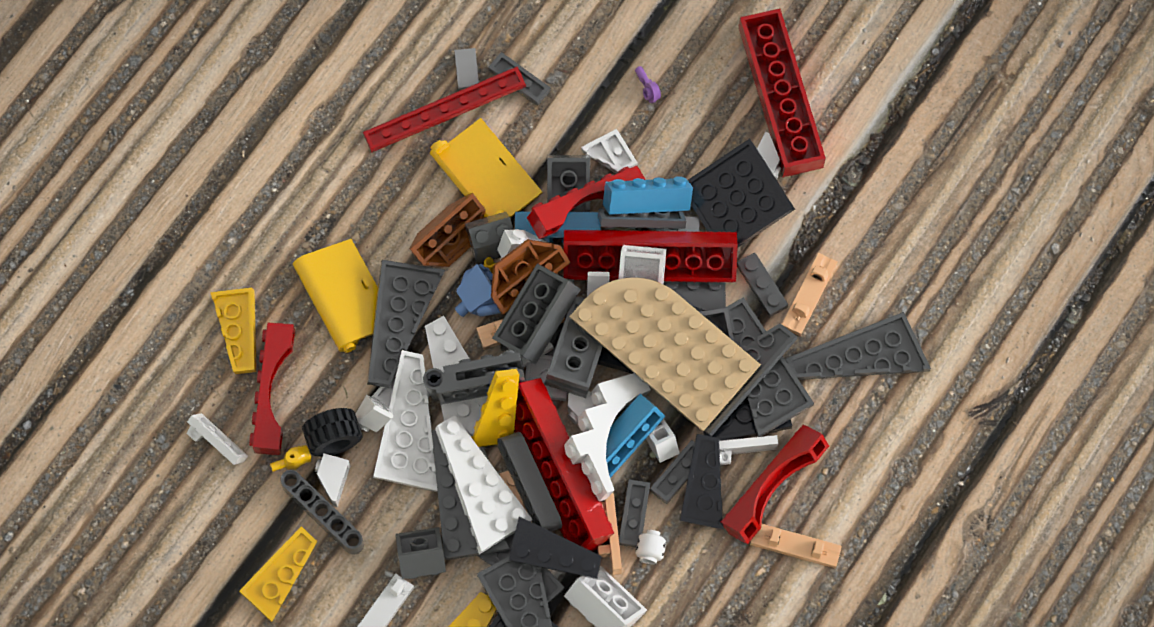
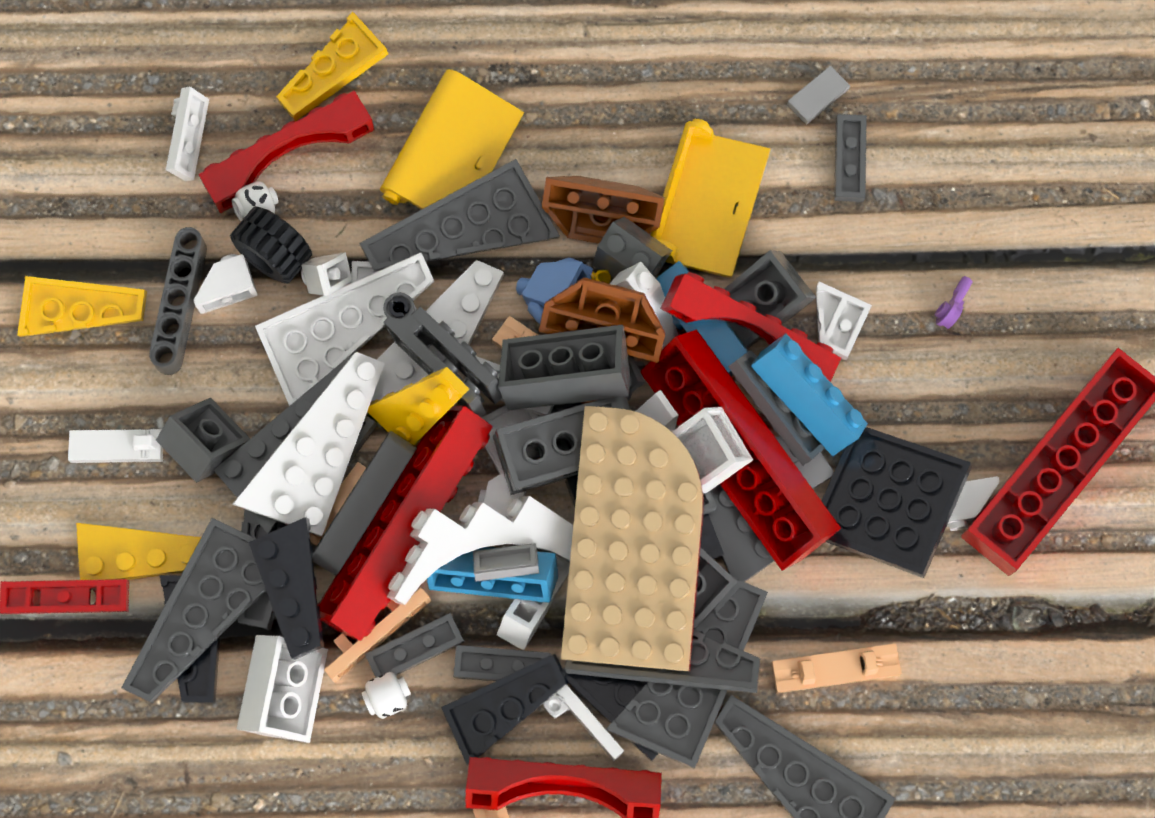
camera: 55 degrees right, 5 degrees up
(291, 427) = (254, 195): none -> white head
(293, 459) = (215, 225): yellow piece -> none
(444, 109) = (751, 104): red tile -> none
(627, 422) = (505, 562): none -> light grey tile
(762, 284) = (806, 604): dark grey plate -> none

